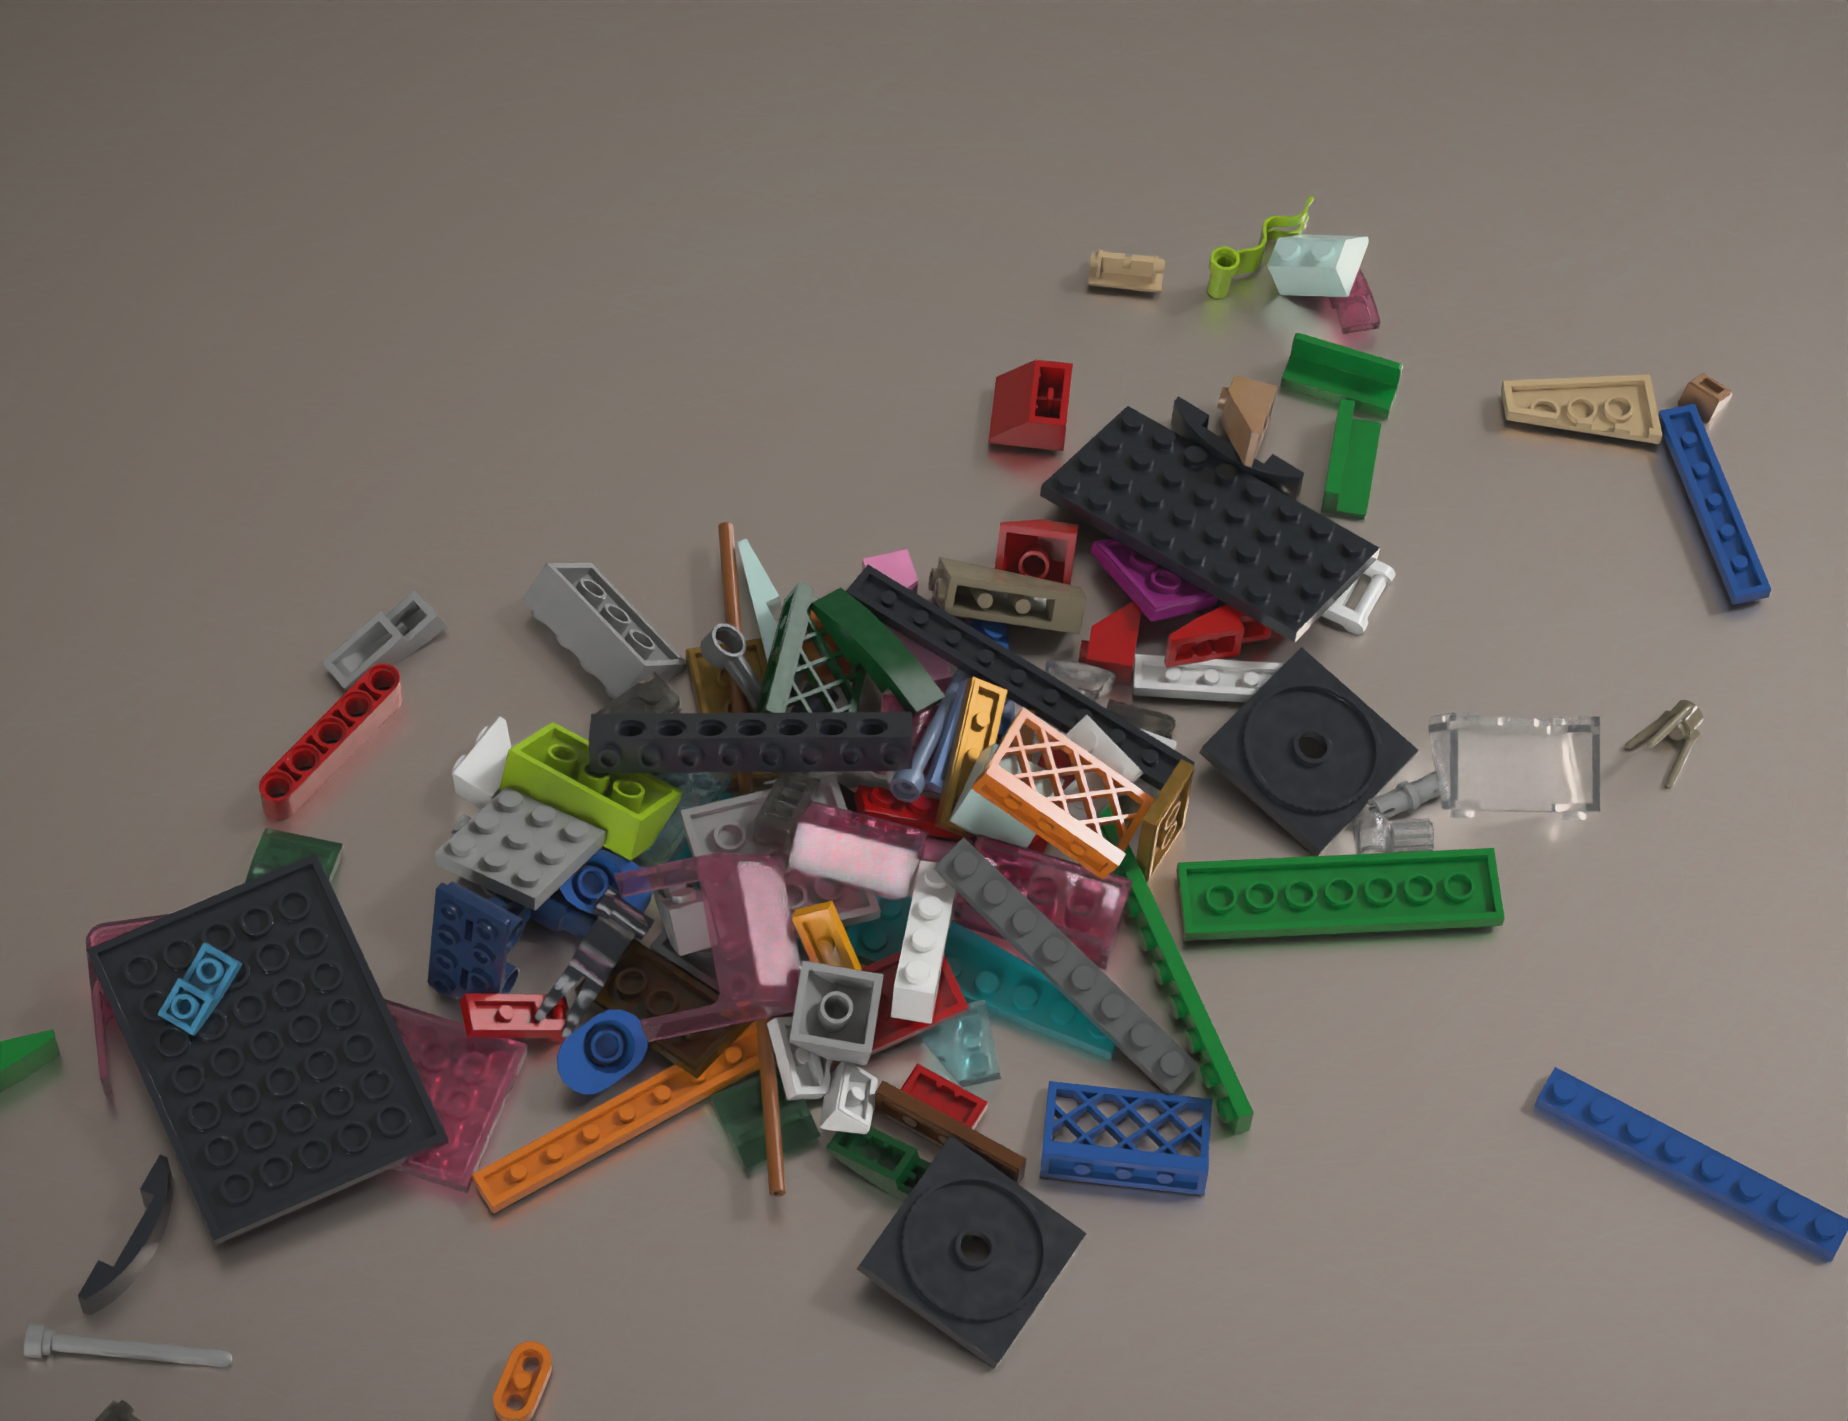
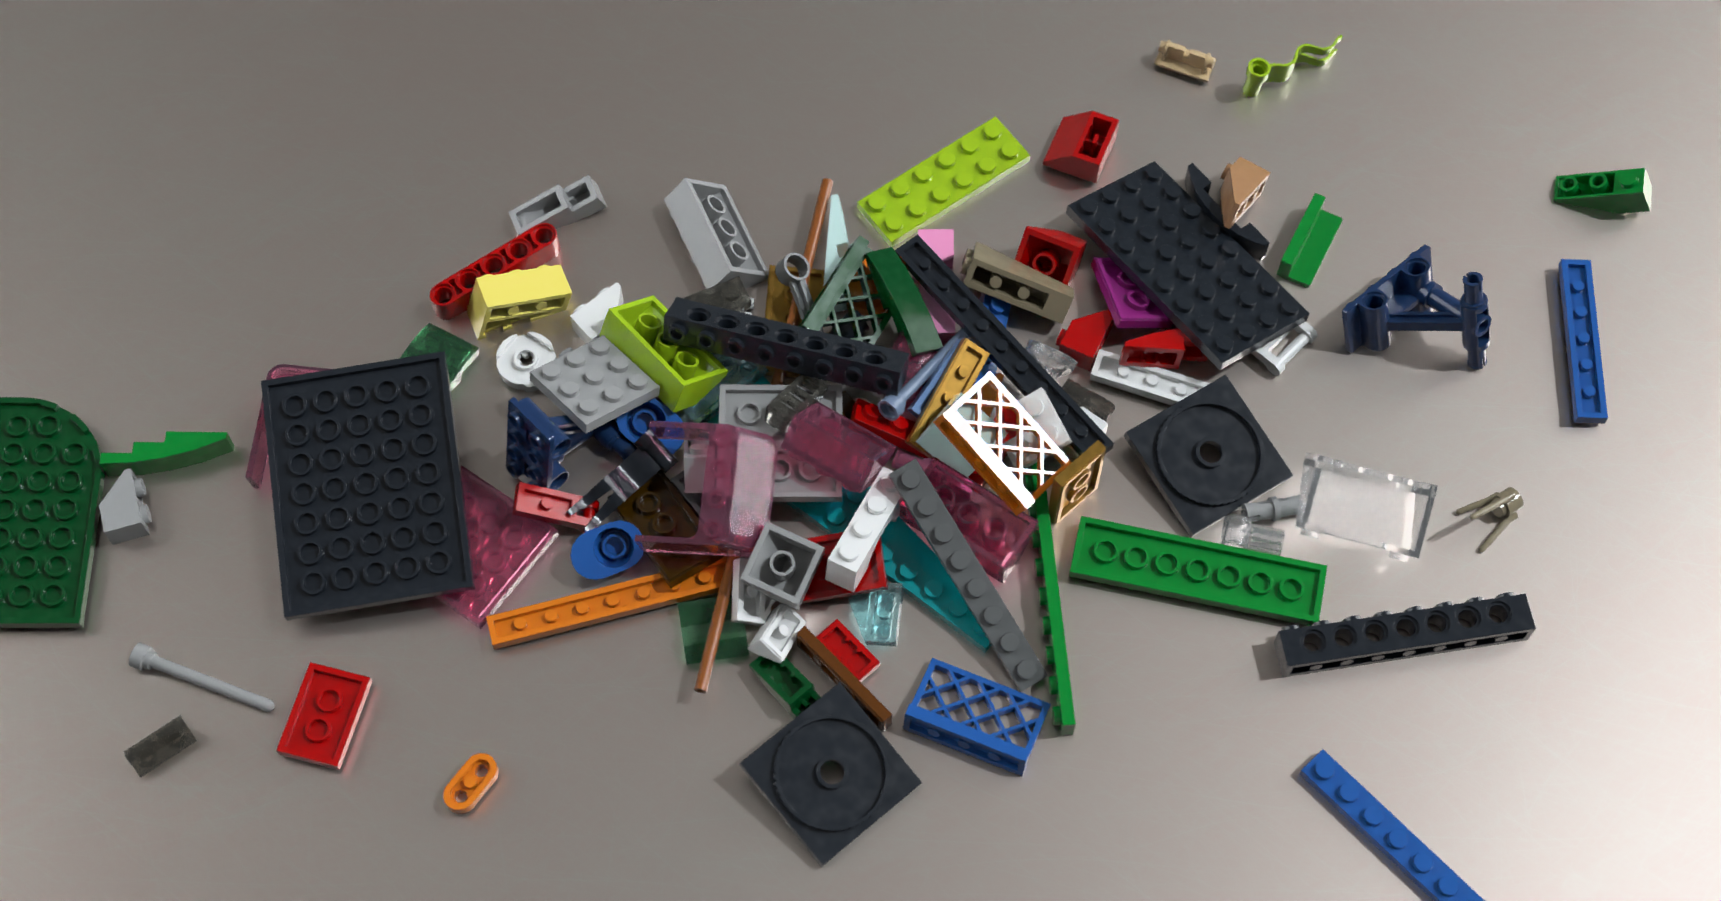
camera: 20 degrees right, 5 degrees up
(109, 1281) = (236, 607): black slope -> none
(200, 989) = (330, 431): dark azure slope -> none
(304, 1351) = (324, 716): none -> red plate
(371, 766) = (515, 296): none -> light yellow wedge
(400, 827) = (515, 348): none -> white plate
(825, 936) = (793, 508): light orange plate -> none
(869, 493) = (943, 182): none -> lime plate
(1316, 264) = (1329, 87): light aqua slope -> none
(1342, 373) = (1323, 174): green panel -> none
(1357, 310) = (1349, 121): clear pink slope -> none
(1490, 508) = (1405, 303): none -> dark blue plate
(1493, 969) = (1298, 660): none -> black brick
(1595, 405) = (1513, 243): tan wing -> none
(1688, 315) = (1606, 191): none -> green slope
(1707, 396) = (1602, 256): medium nougat slope -> none

